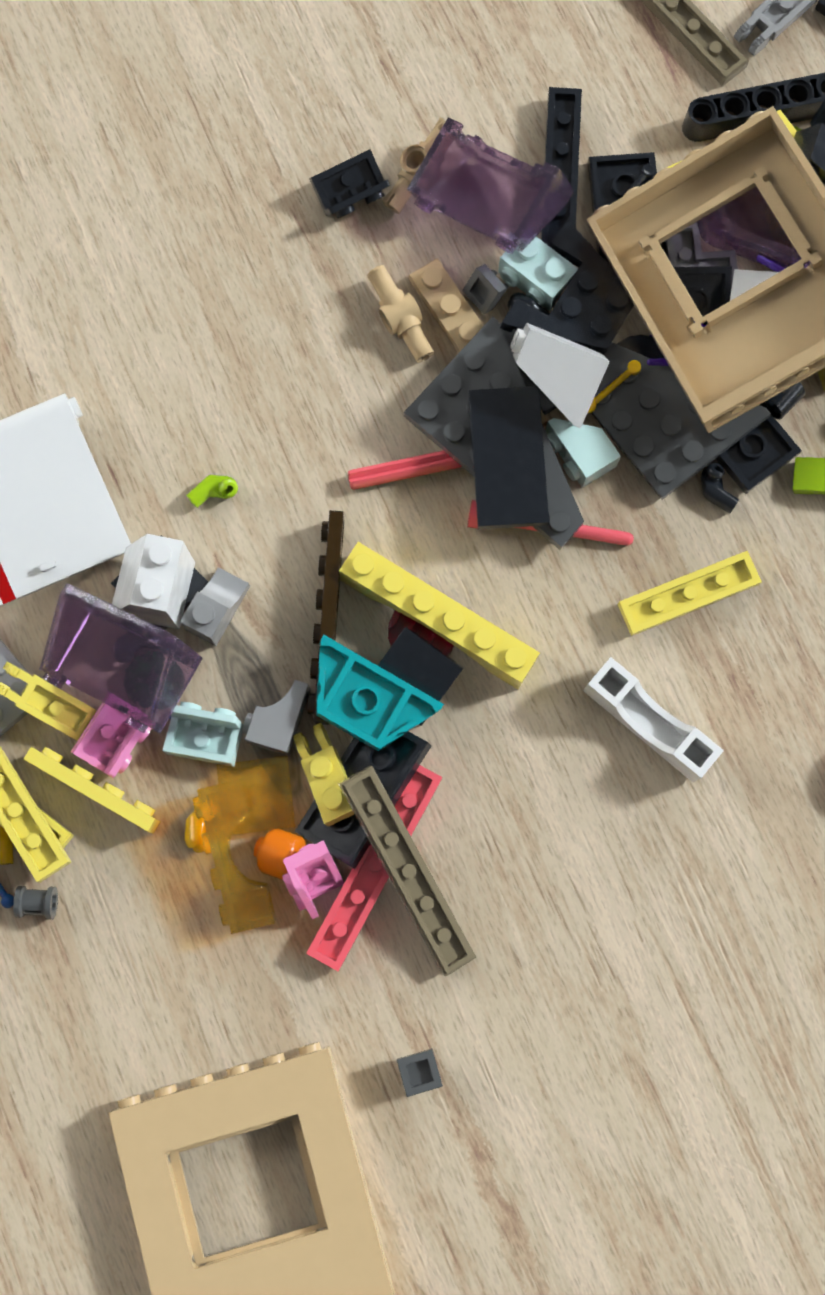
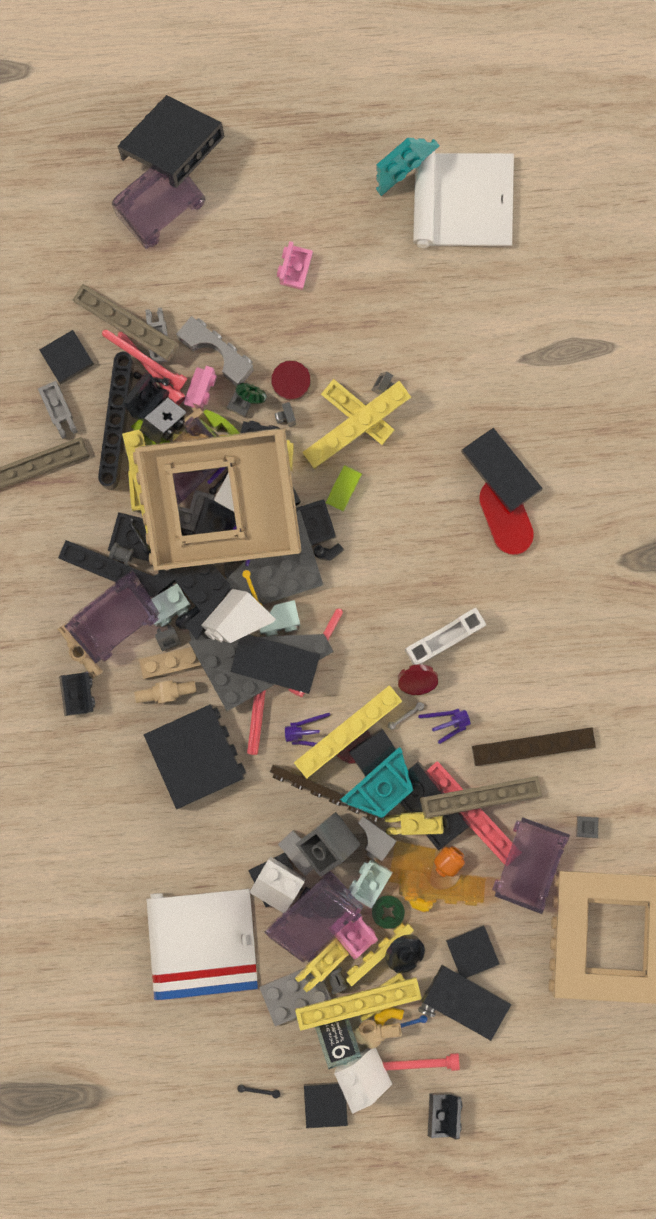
camera: 65 degrees left, 5 degrees up
(15, 738) = (339, 984): none -> dark grey bush
(54, 962) = (466, 1002): none -> black tile
(105, 830) = (404, 953): none -> black tile
(144, 946) = (472, 951): none -> black tile
(161, 766) = (388, 922): none -> dark green gear
(213, 486) = (229, 831): lime arm -> none
(244, 640) = (328, 844): none -> dark grey slope
(311, 875) = (466, 849): bright pink bracket -> none
(315, 390) = (195, 756): none -> black panel
(320, 994) = (531, 865): none -> windscreen
(408, 534) = (294, 733): none -> dark purple plant
(521, 720) = (419, 706): none -> light grey hinge
(523, 791) = (459, 719): none -> dark purple plant
(524, 935) = (533, 746): none -> dark brown plate
(565, 698) = (417, 679): none -> dark red tile
(592, 173) = (121, 554): none -> dark grey bush
(689, 593) = (381, 590): light yellow plate -> none

